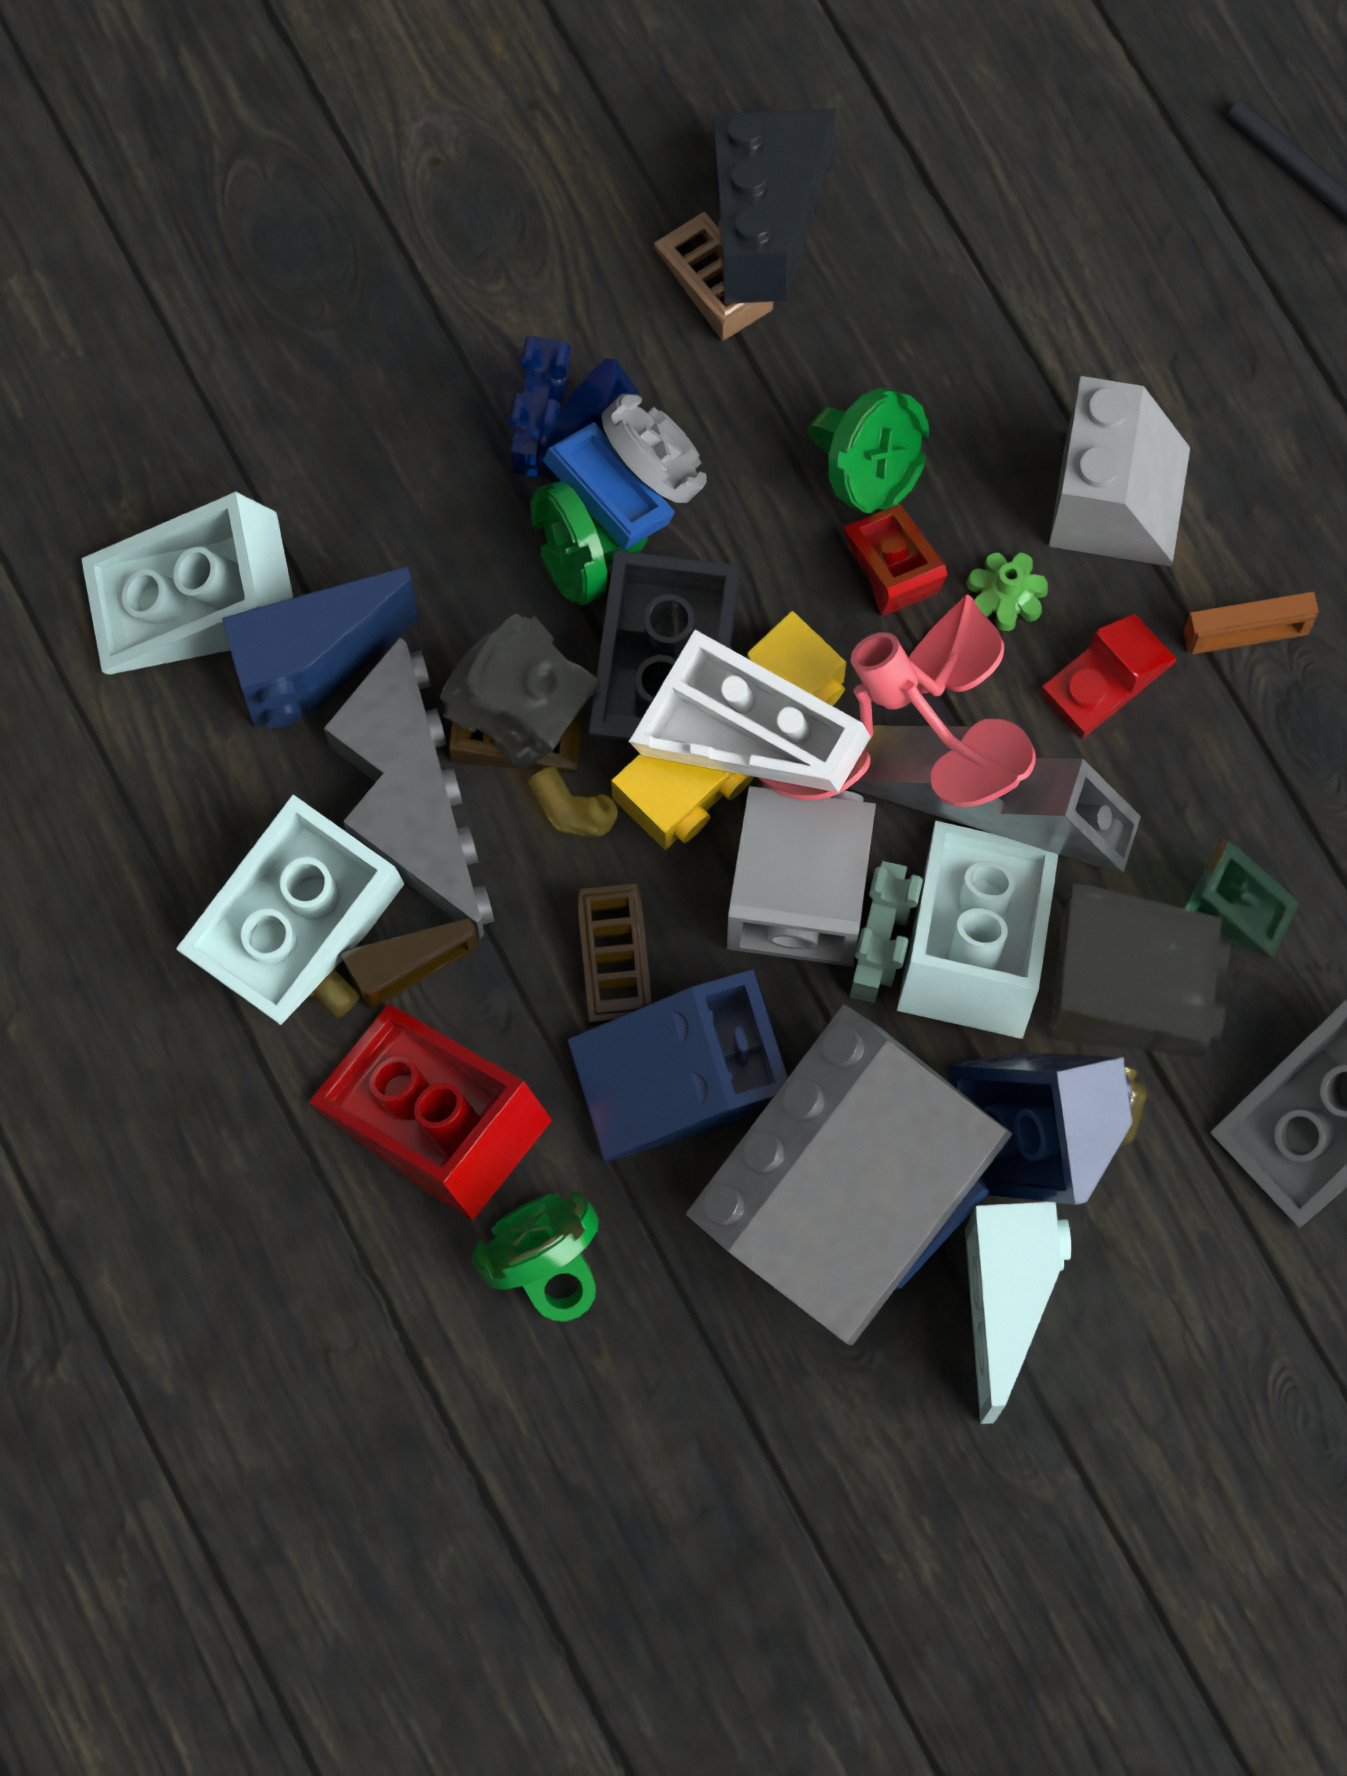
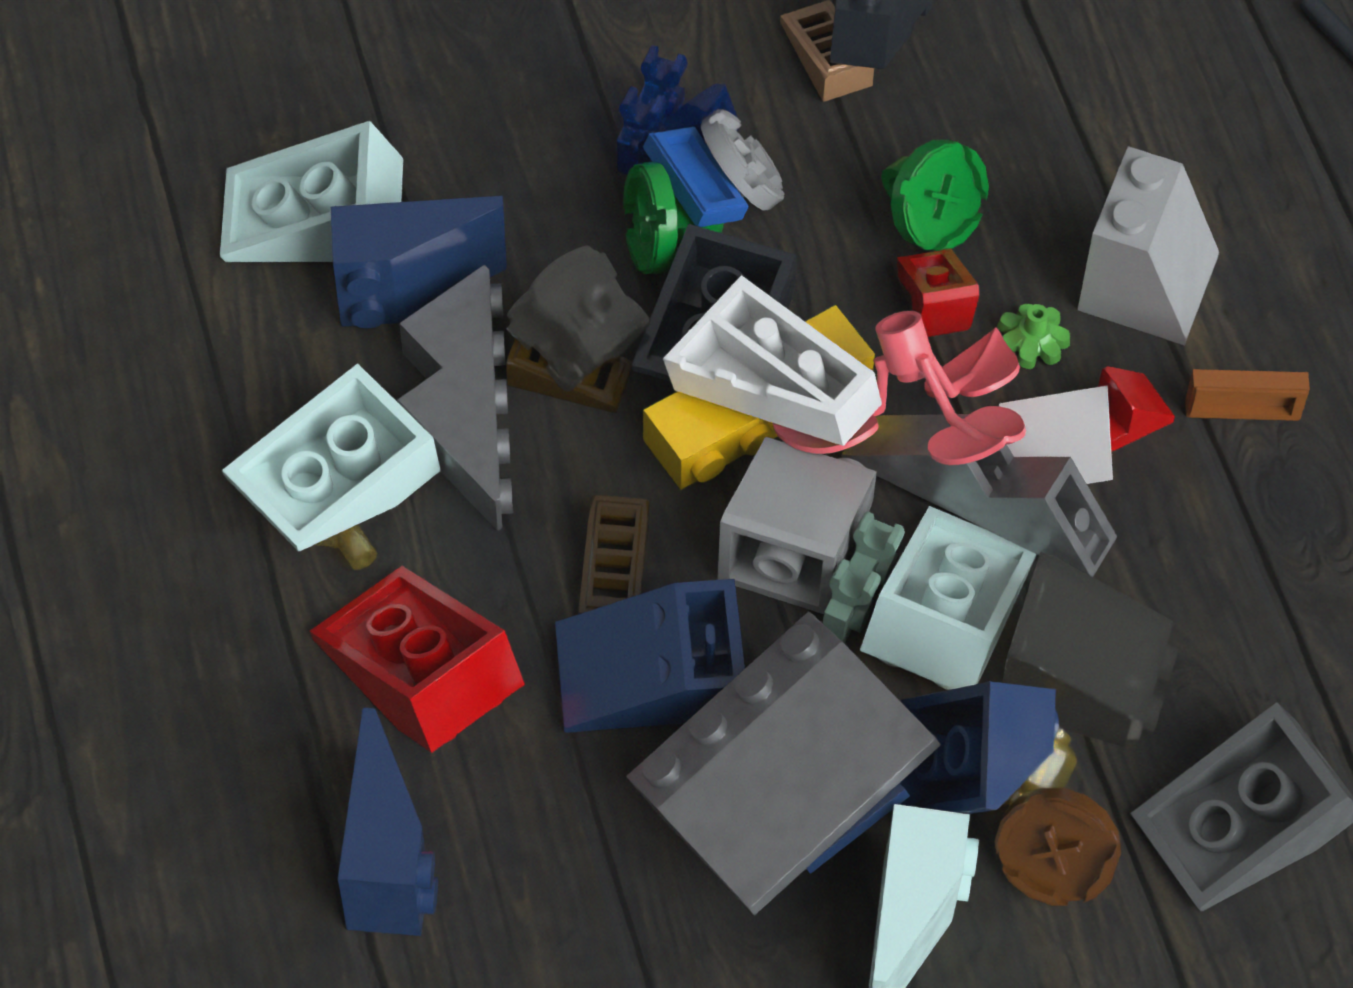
camera: 10 degrees right, 15 degrees down
(401, 962) = (428, 527): dark brown slope -> none
(454, 1350) = (383, 864): none -> dark blue slope
(538, 1244) = (489, 784): green tile -> none
(569, 813) = (598, 440): clear yellow arm -> none
(1063, 709) = (1068, 426): none -> white sticker
(1150, 1195) = (1058, 846): none -> reddish brown tile
(1246, 898) = (1202, 618): clear green slope -> none

